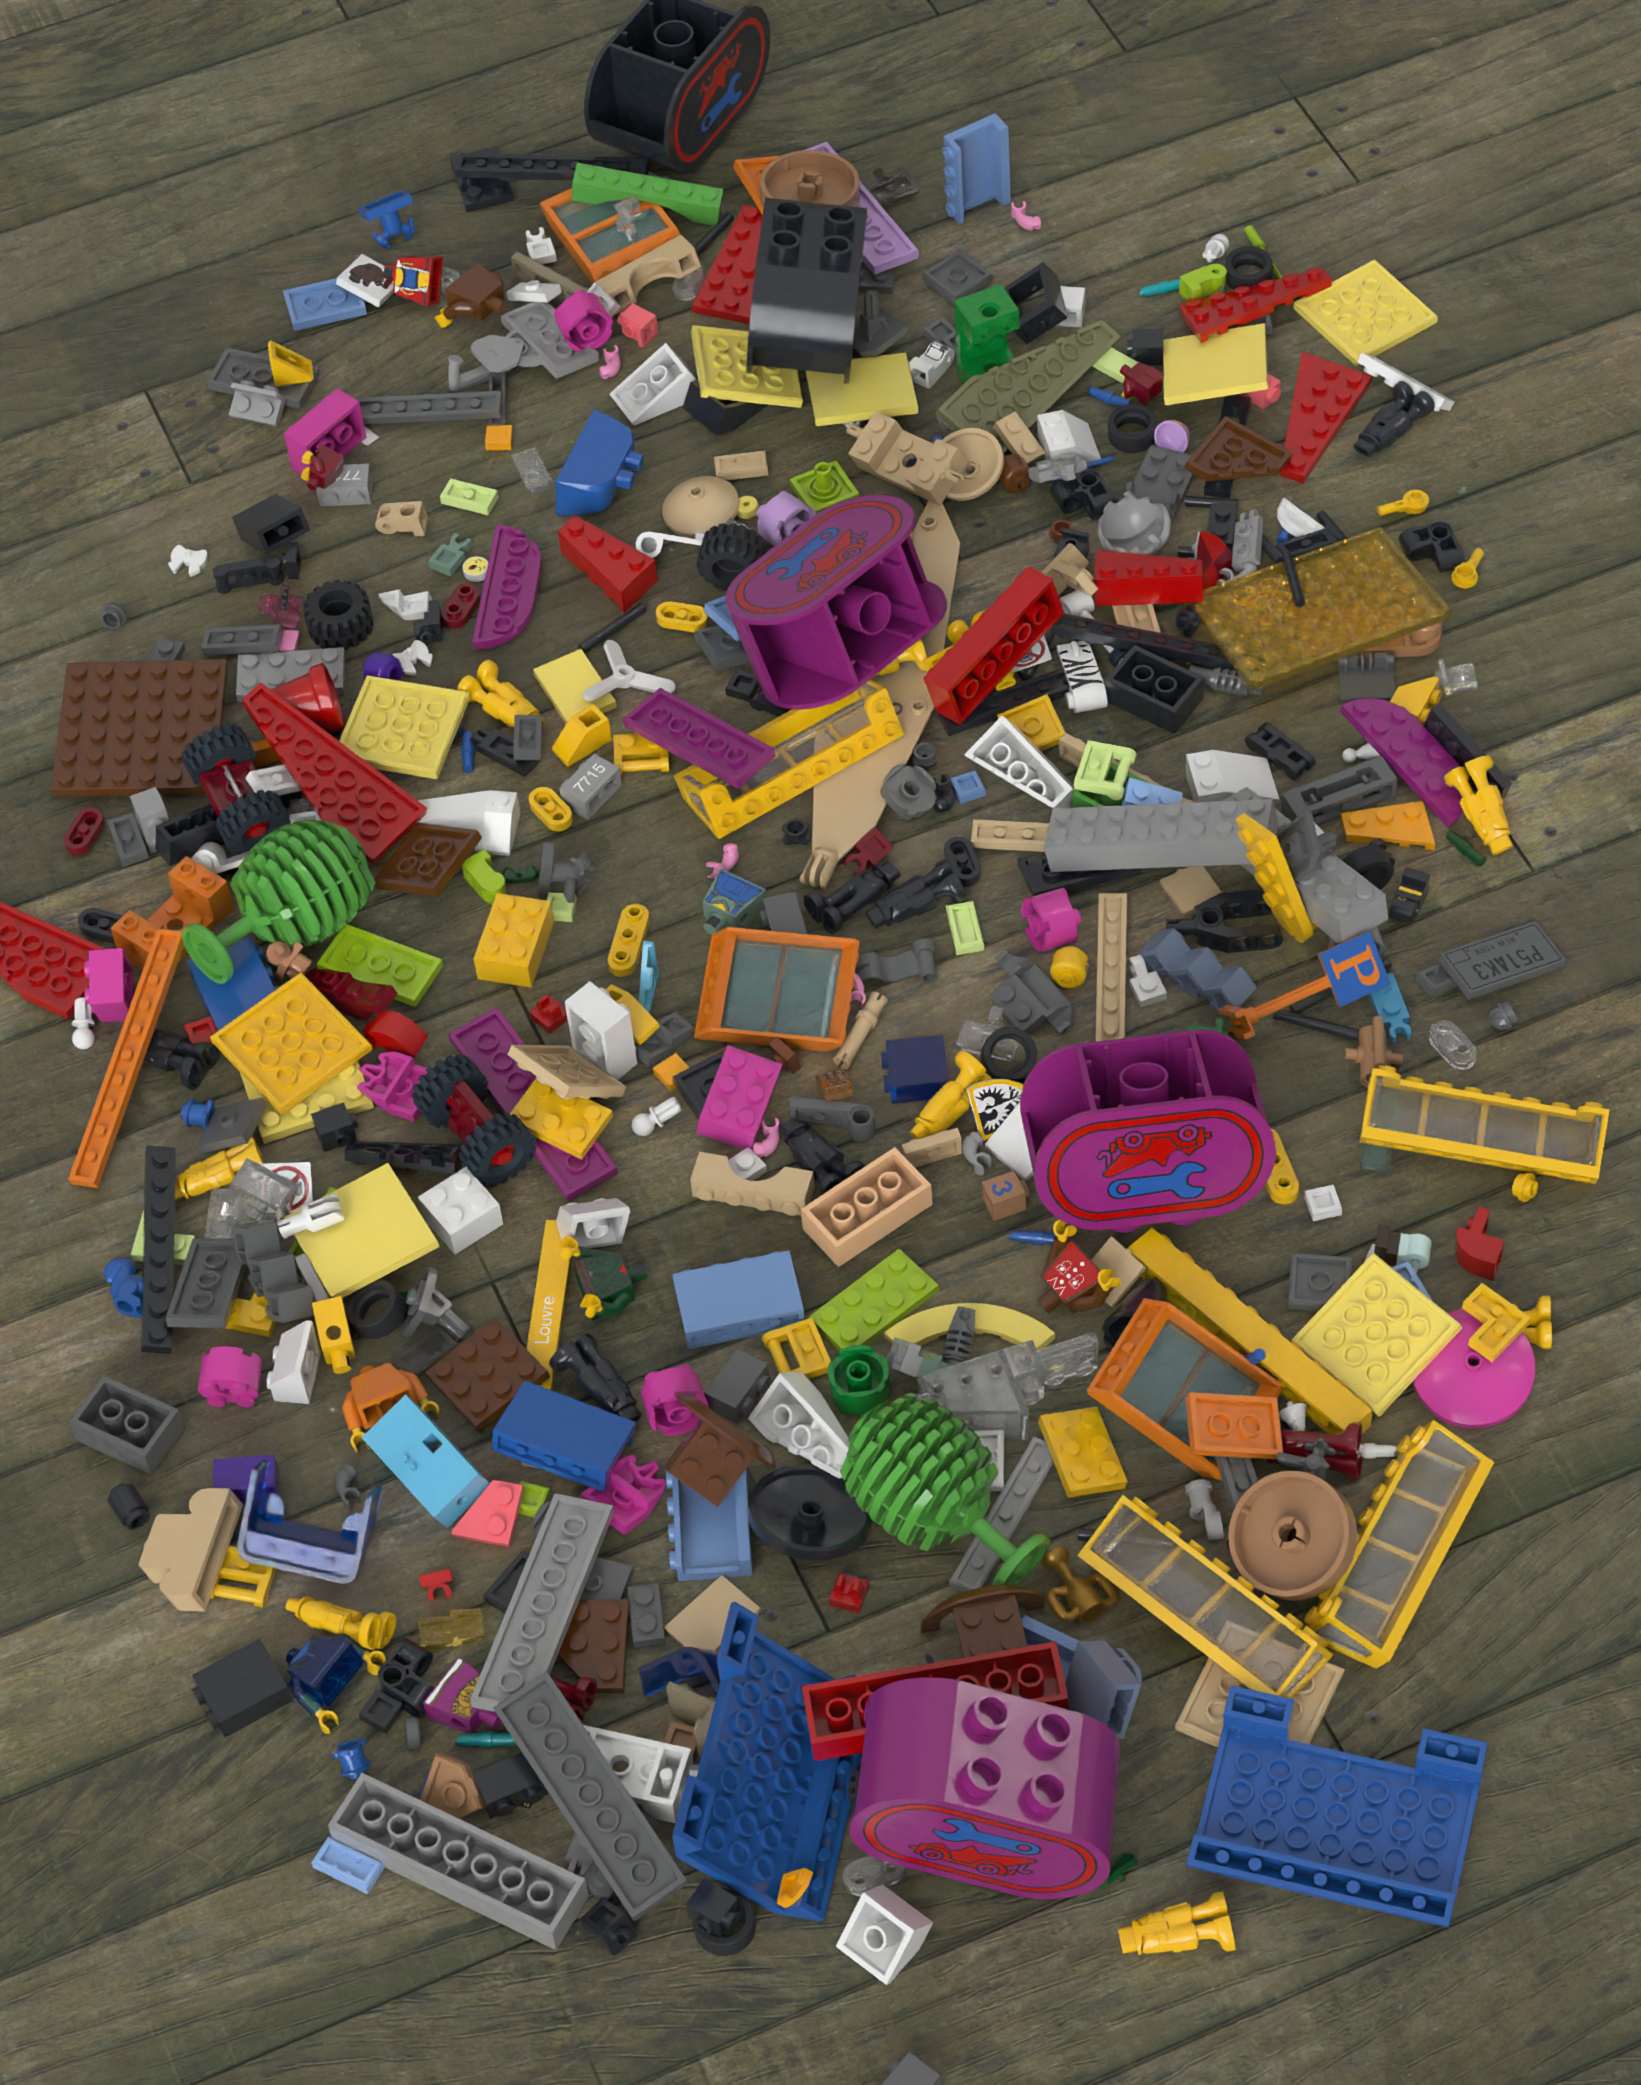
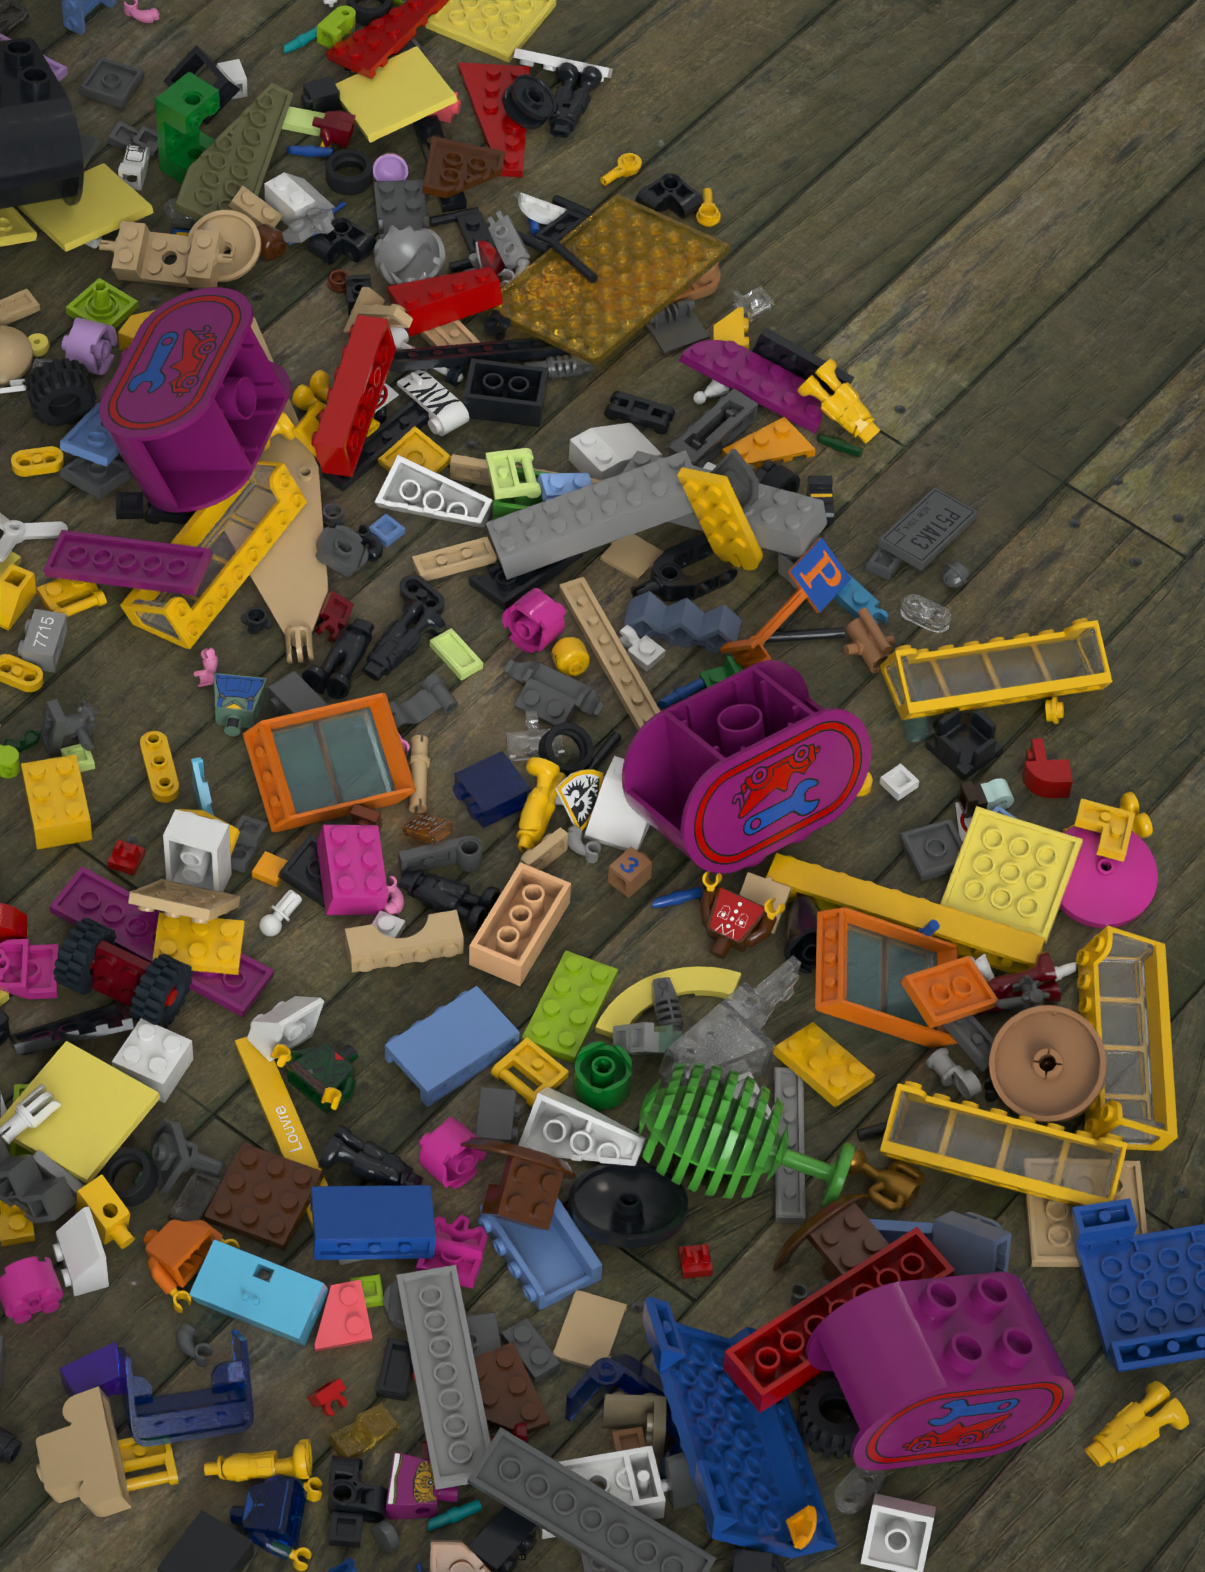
camera: 35 degrees left, 0 degrees up
(1343, 409) = (529, 101): none -> black wheel
(1413, 1187) = (965, 742): none -> black panel

